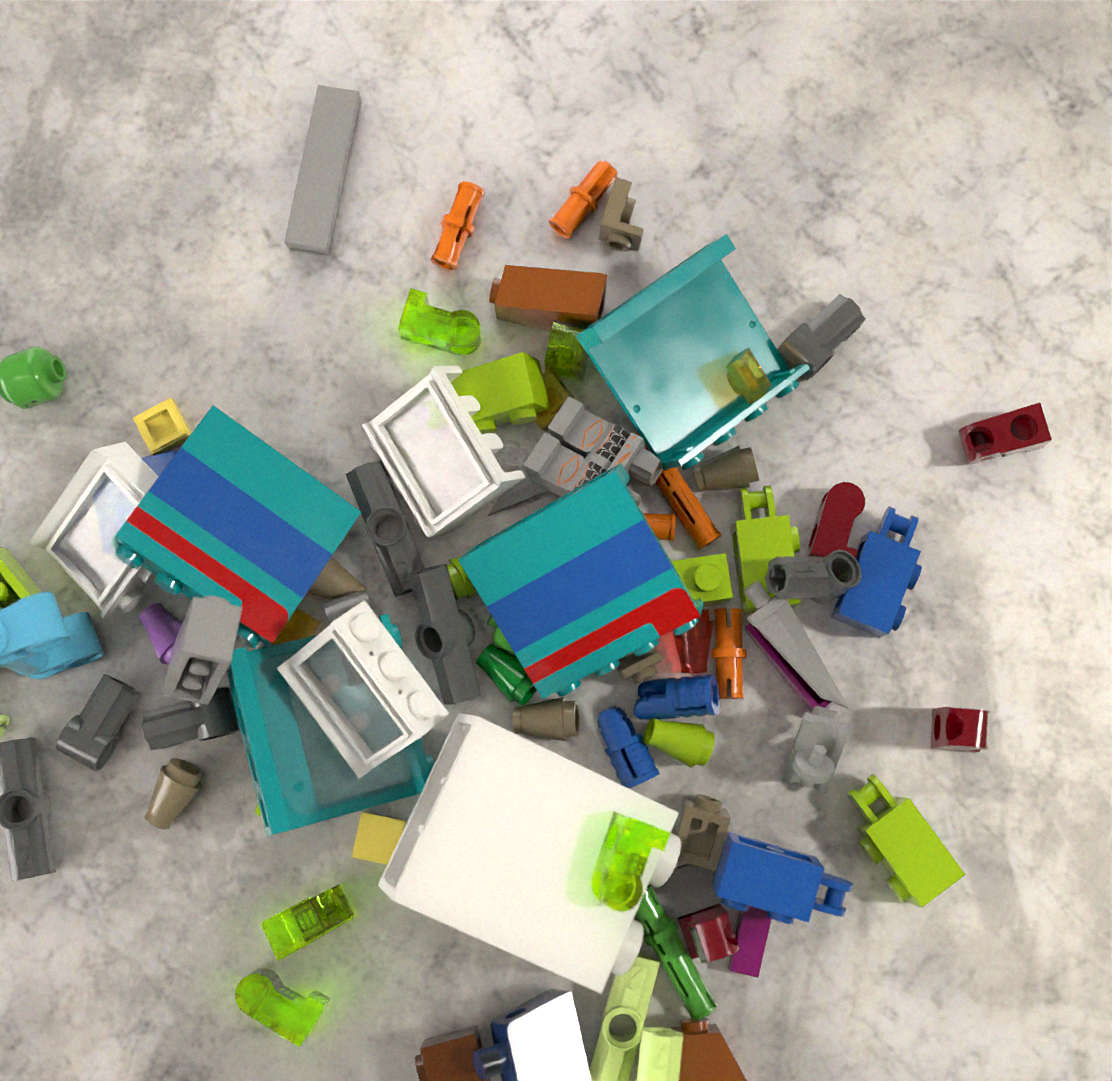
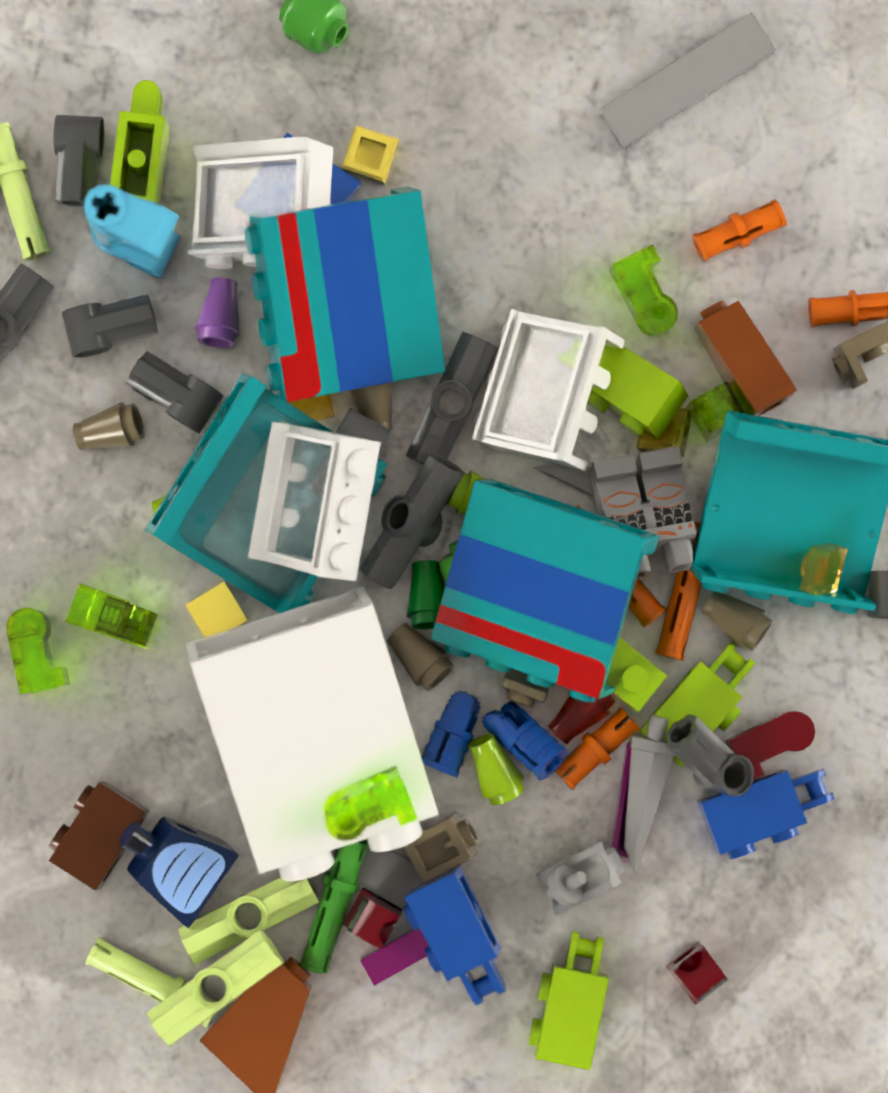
camera: 45 degrees right, 5 degrees up
(202, 649) = (235, 358): light grey brick -> none

